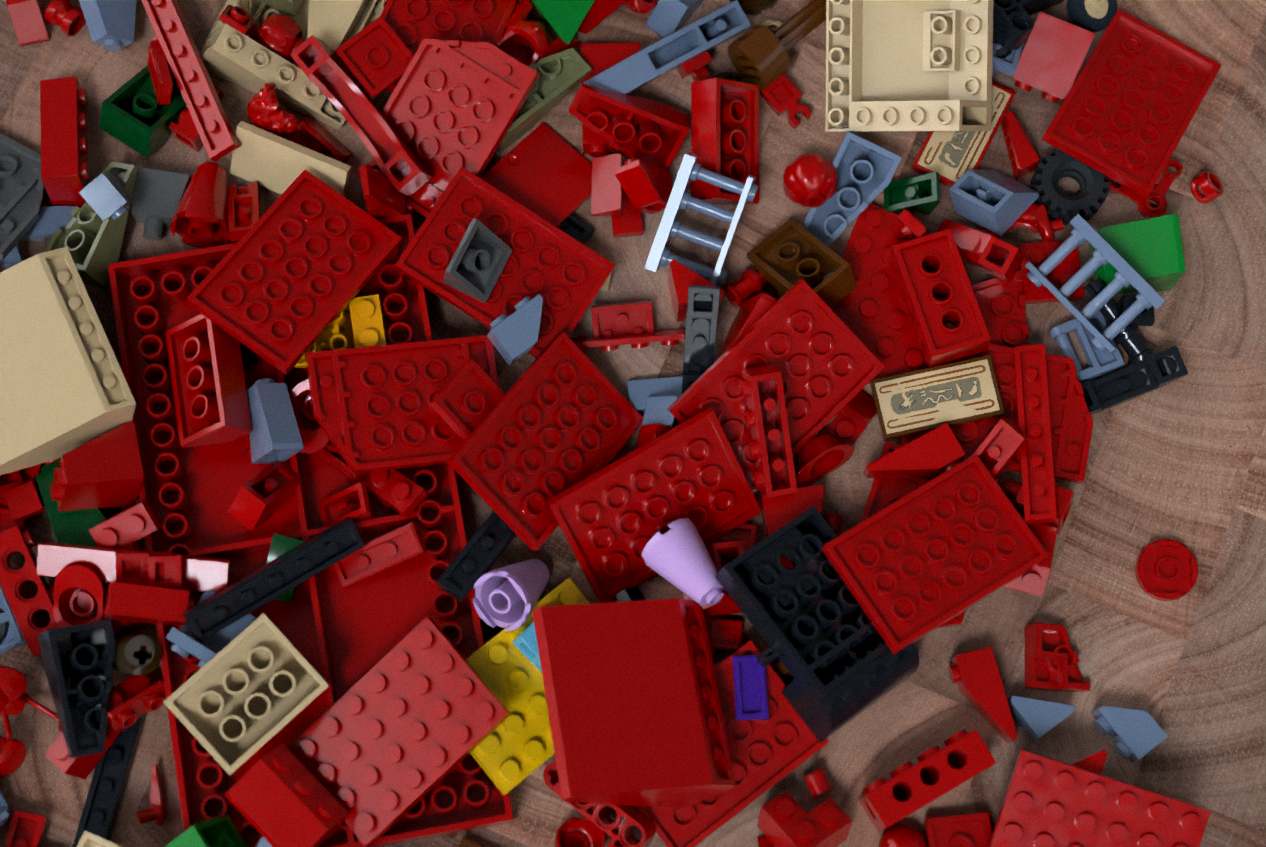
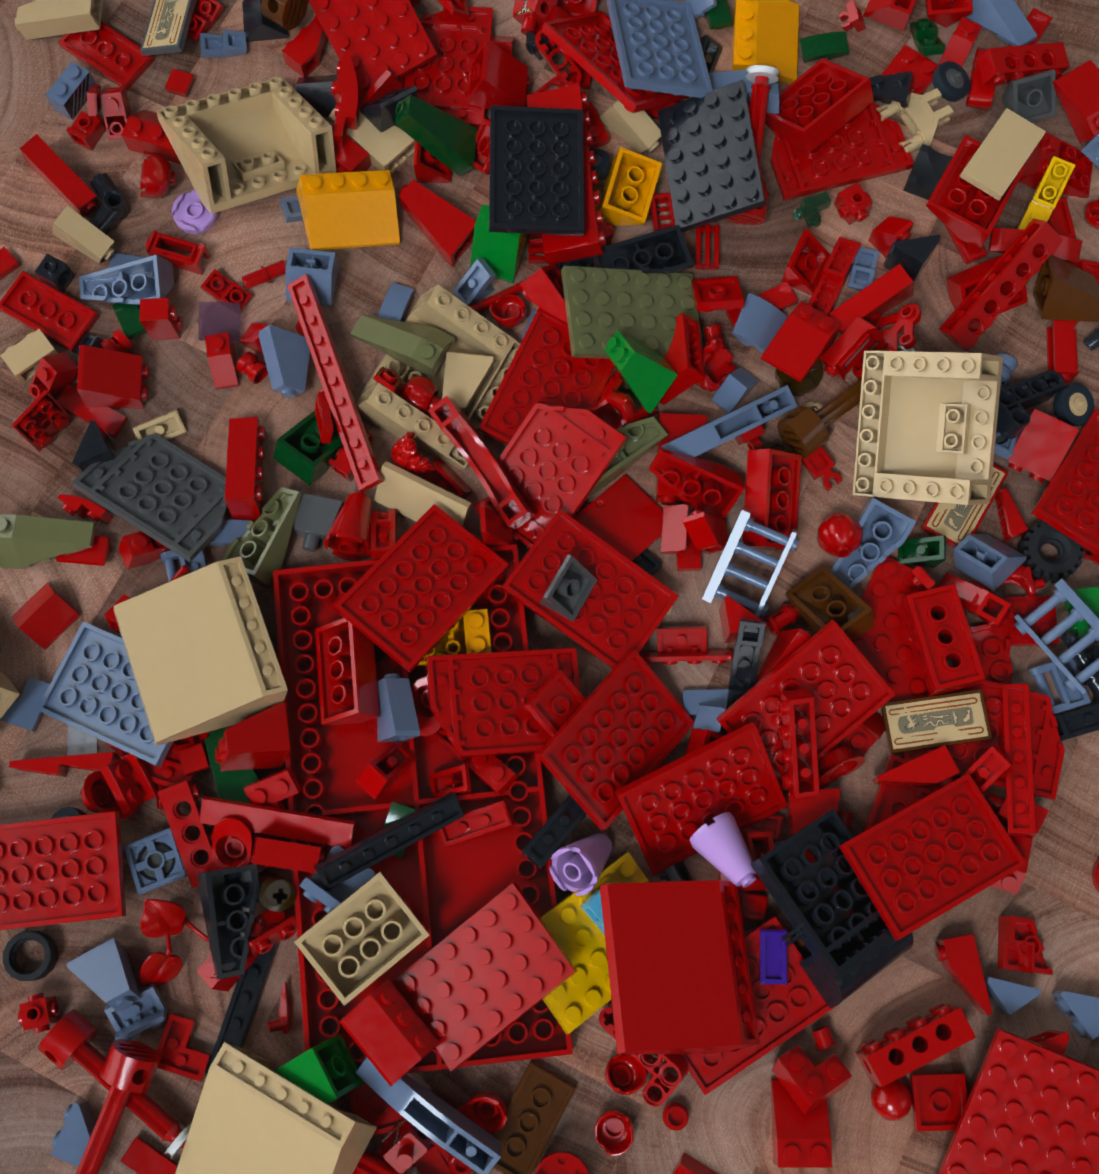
camera: 10 degrees right, 0 degrees up
(106, 195) = (275, 516): slope -> none
(149, 567) = (289, 824): red slope -> none
(375, 57) = (495, 415): red plate -> none
(519, 332) = (599, 648): sand blue slope -> none

